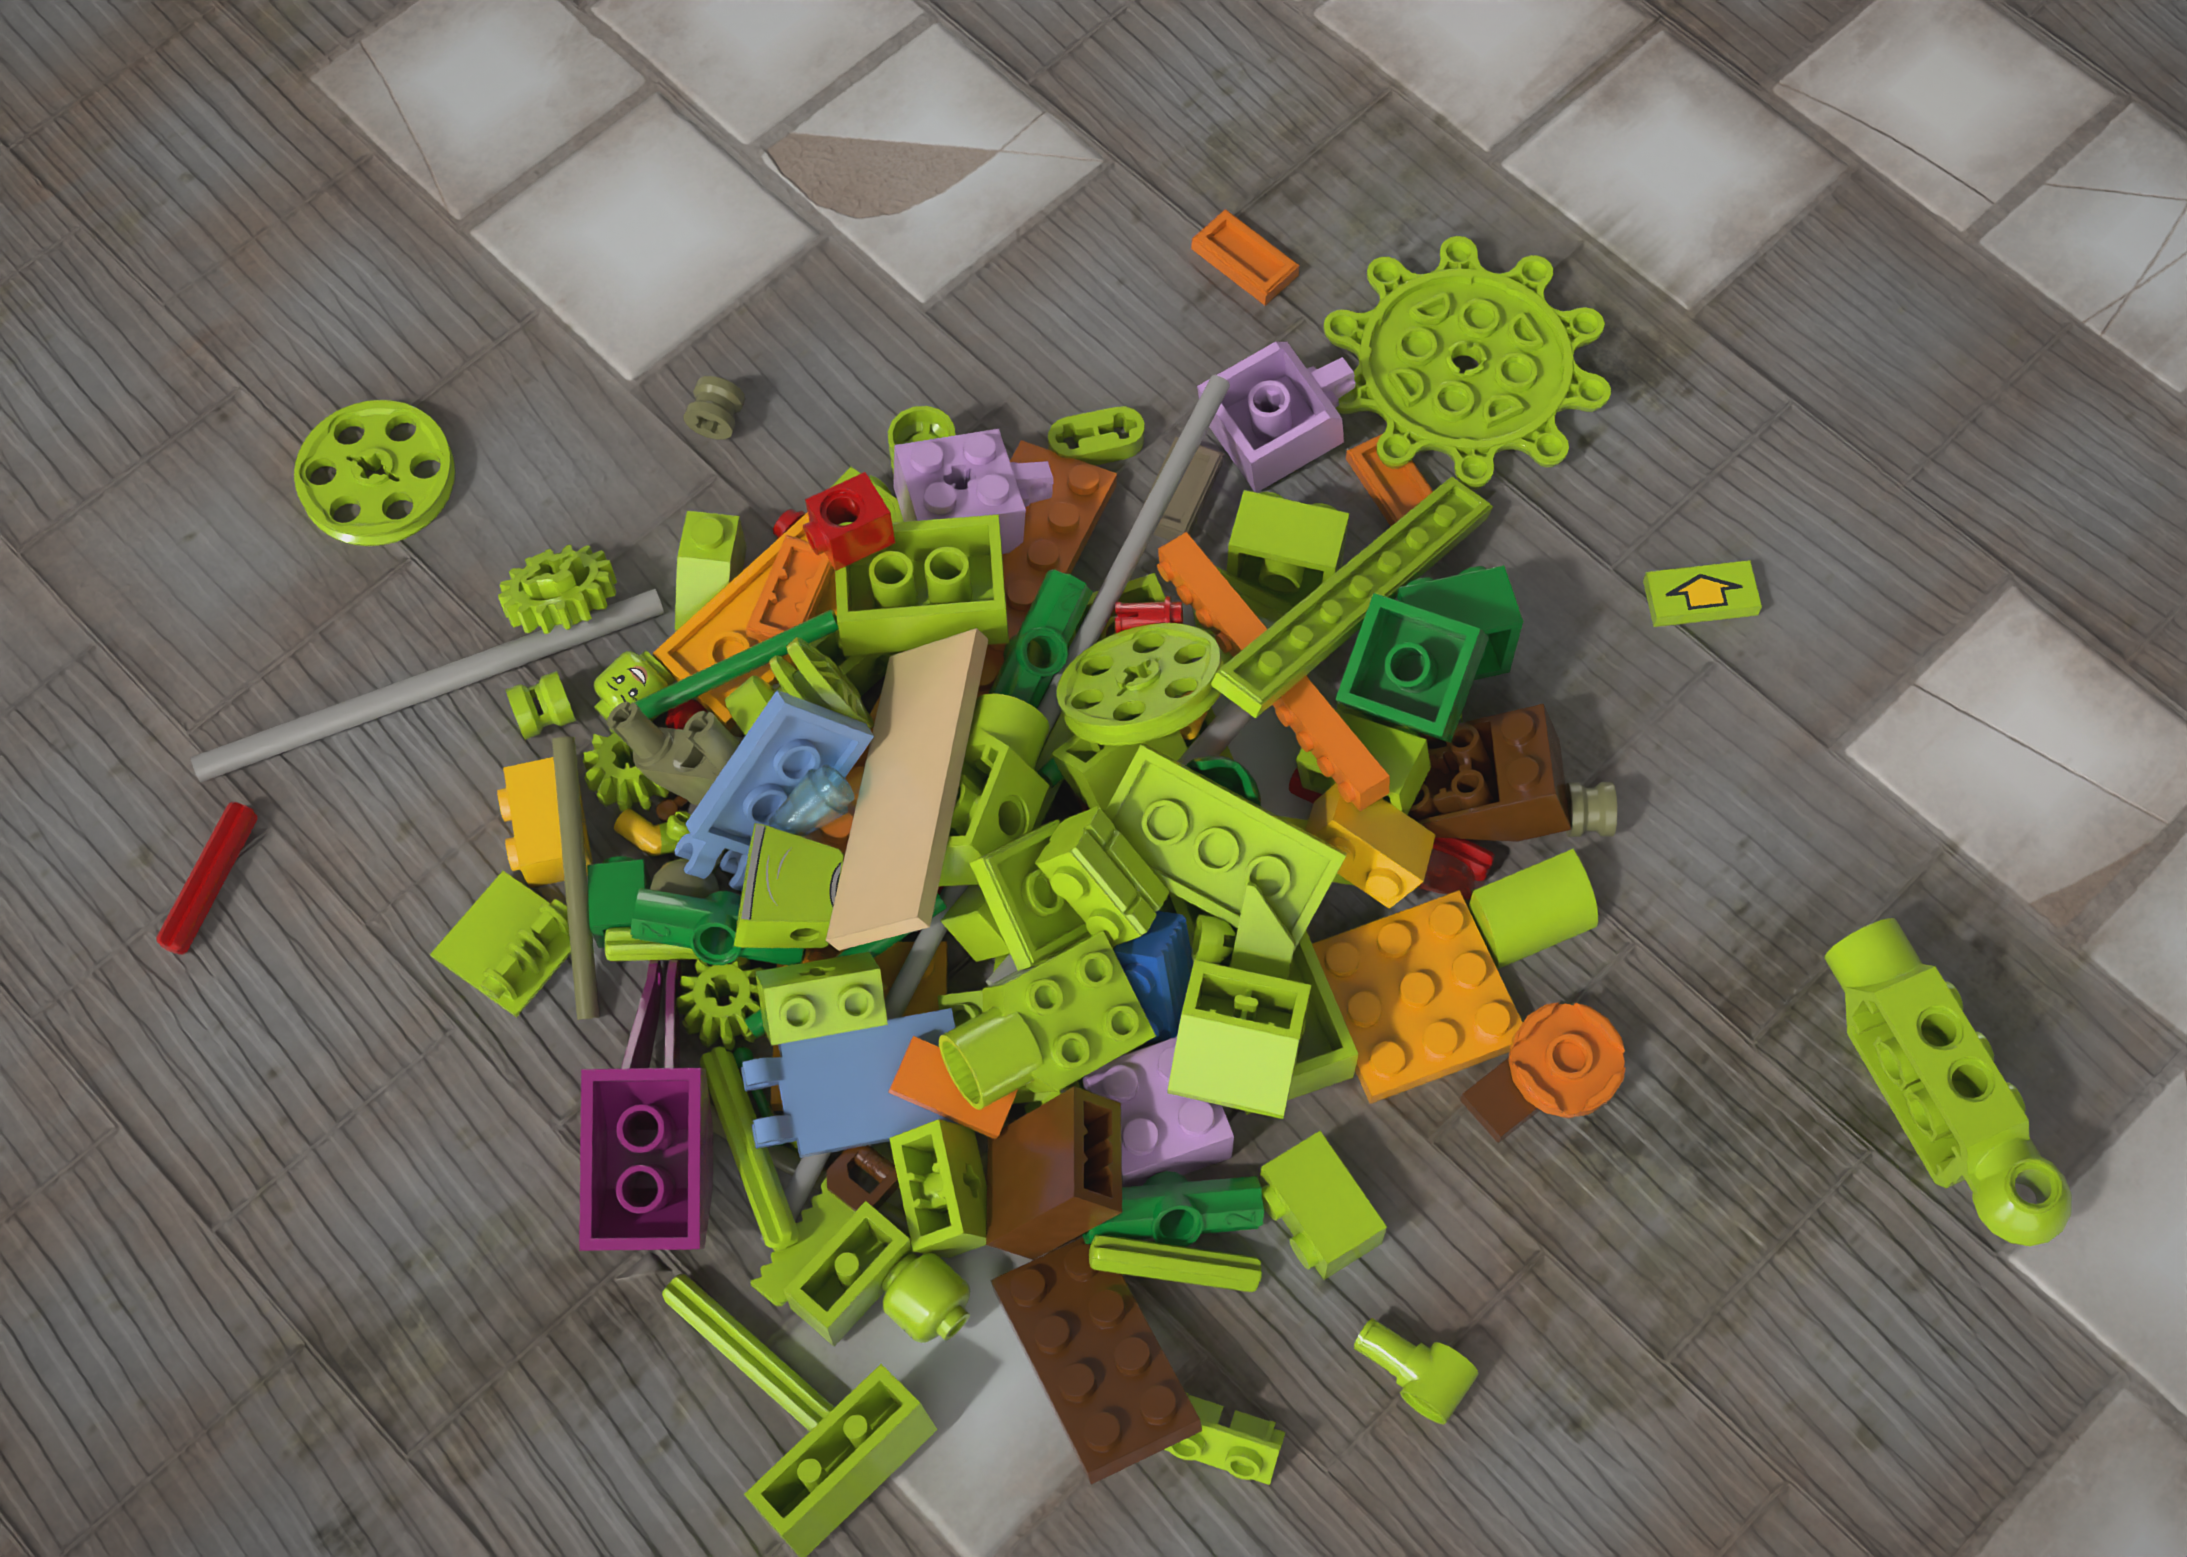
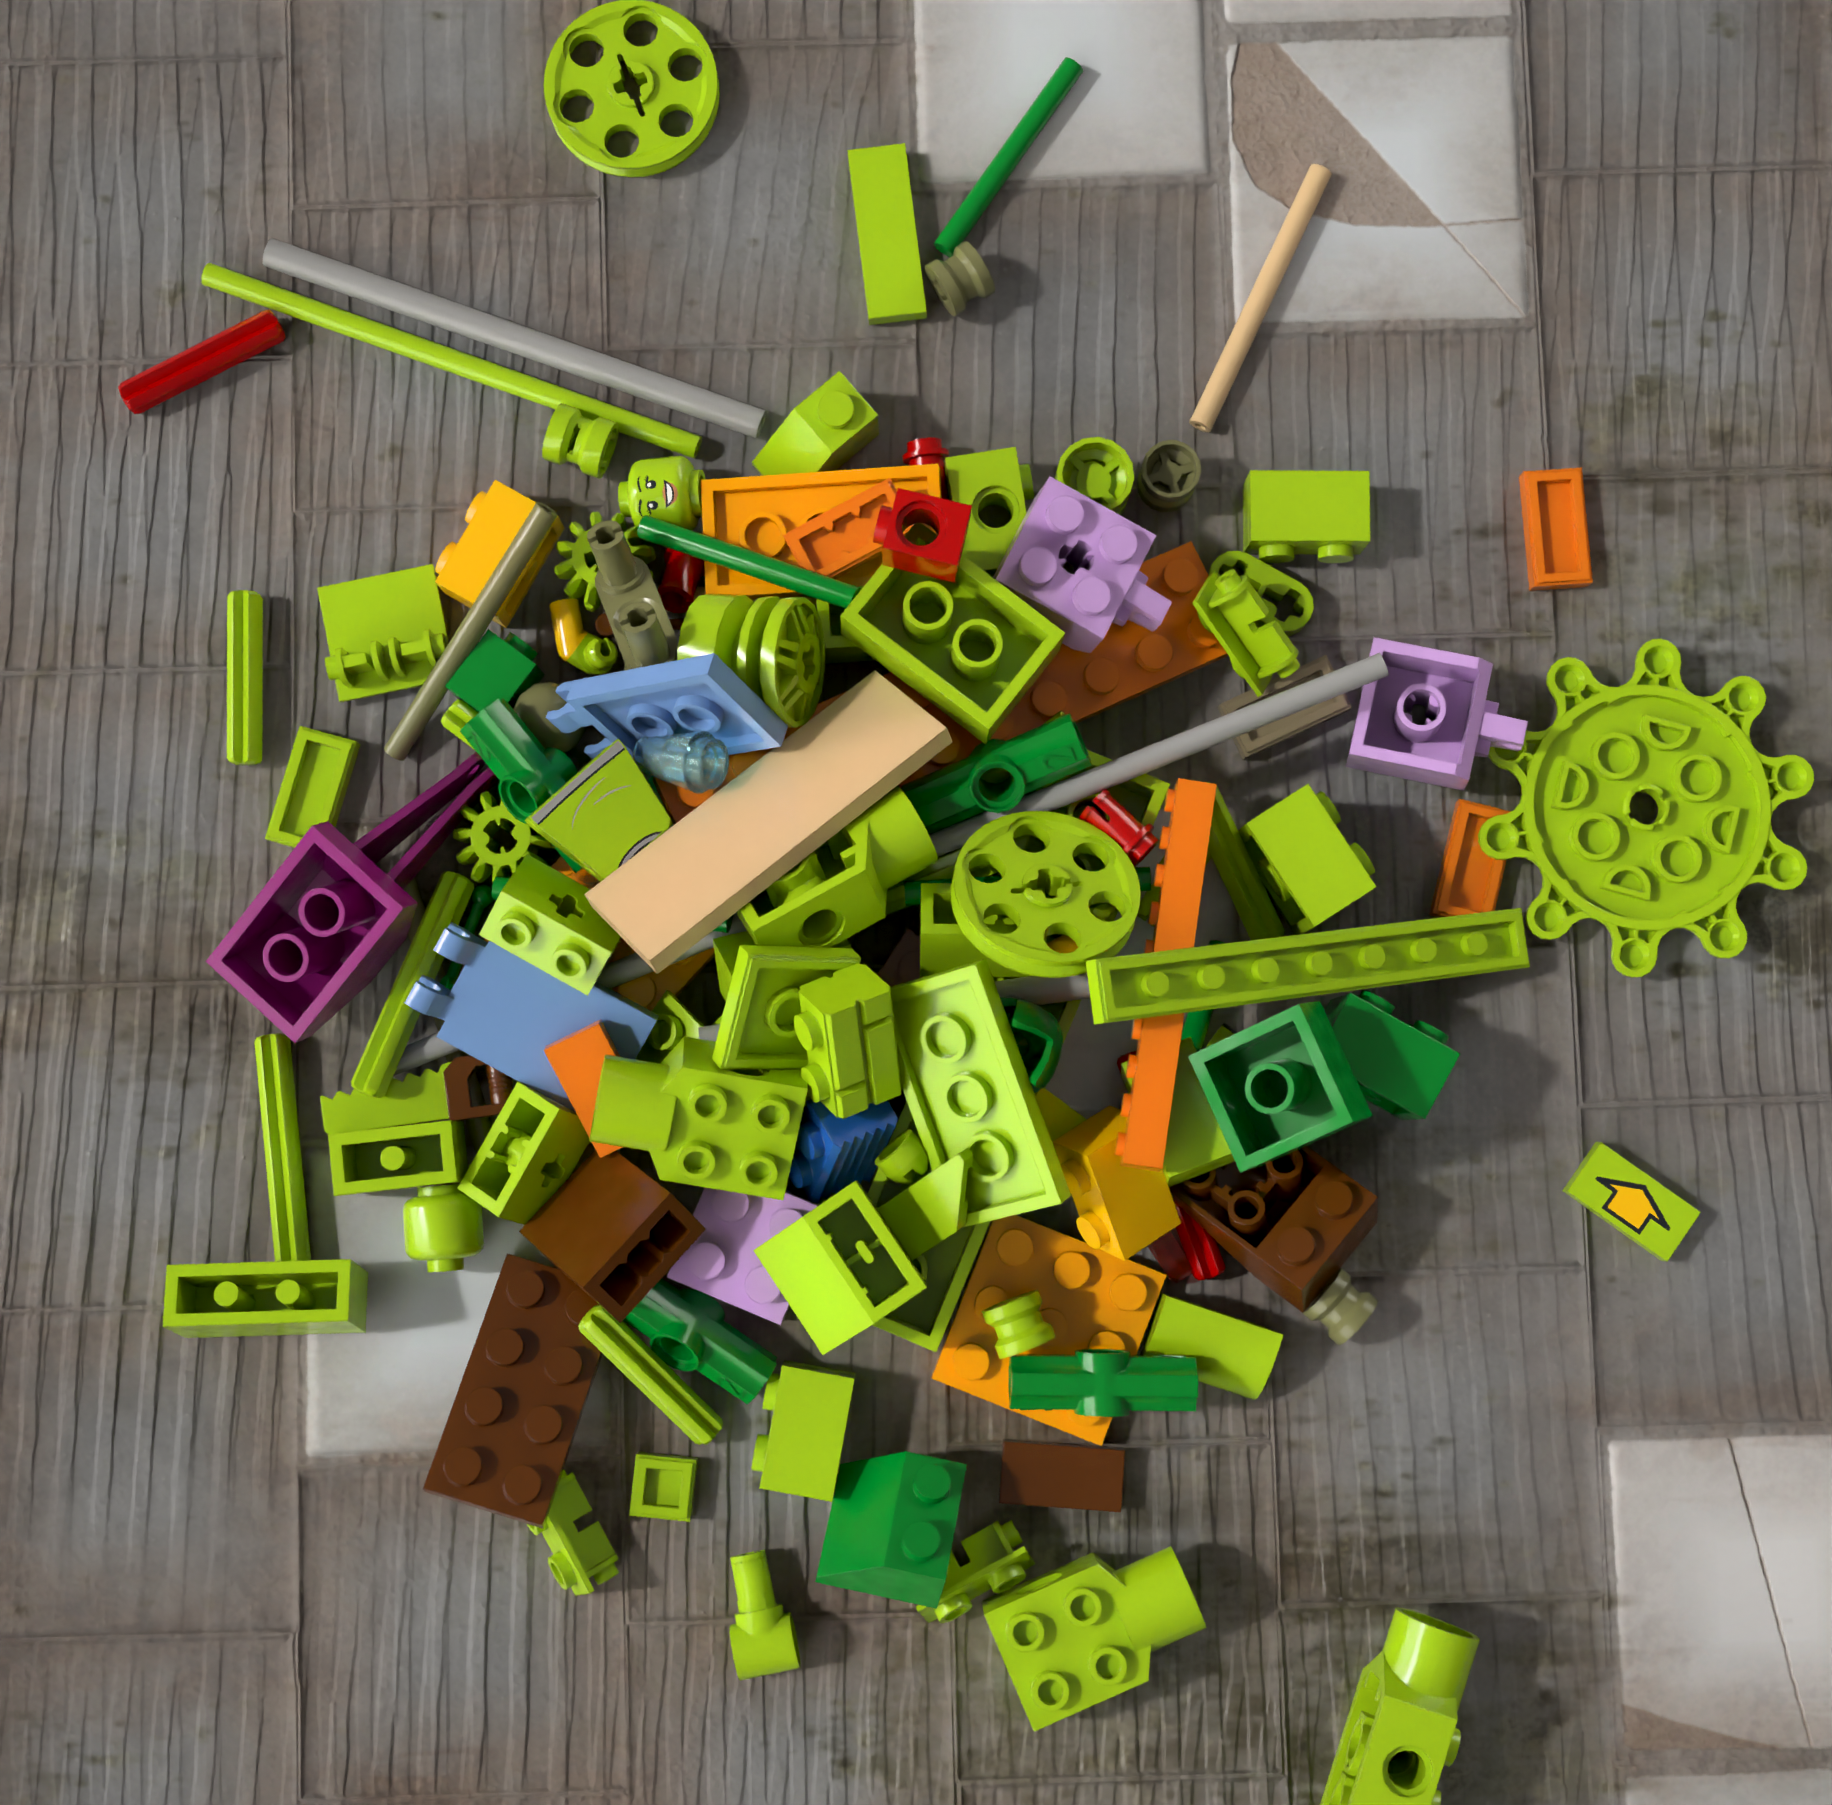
camera: 40 degrees right, 20 degrees up
(377, 740) = (446, 358): none -> lime piece
(428, 1058) = (244, 677): none -> lime axle
(546, 1092) = (312, 785): none -> lime tile
(557, 589) = (680, 345): lime gear -> none
(638, 424) = (887, 234): none -> lime tile
(677, 320) = (1008, 156): none -> green bar
(925, 276) = (1260, 298): none -> tan piece
(969, 405) = (1169, 464): none -> olive wheel
(1079, 364) = (1306, 514): none -> lime brick
(1090, 449) = (1228, 610): none -> lime hinge
(1258, 1344) = (663, 1486): none -> lime tile
(1394, 993) = (1018, 1324): none -> lime wheel
(1448, 1204) = (893, 1527): none -> green slope
(1487, 982) = (1102, 1382): none -> green piece
(1527, 1226) = (992, 1567): none -> lime hinge
(1567, 1059) = (1109, 1494): orange tile -> none
(1646, 1160) = (1089, 1630): none -> lime brick

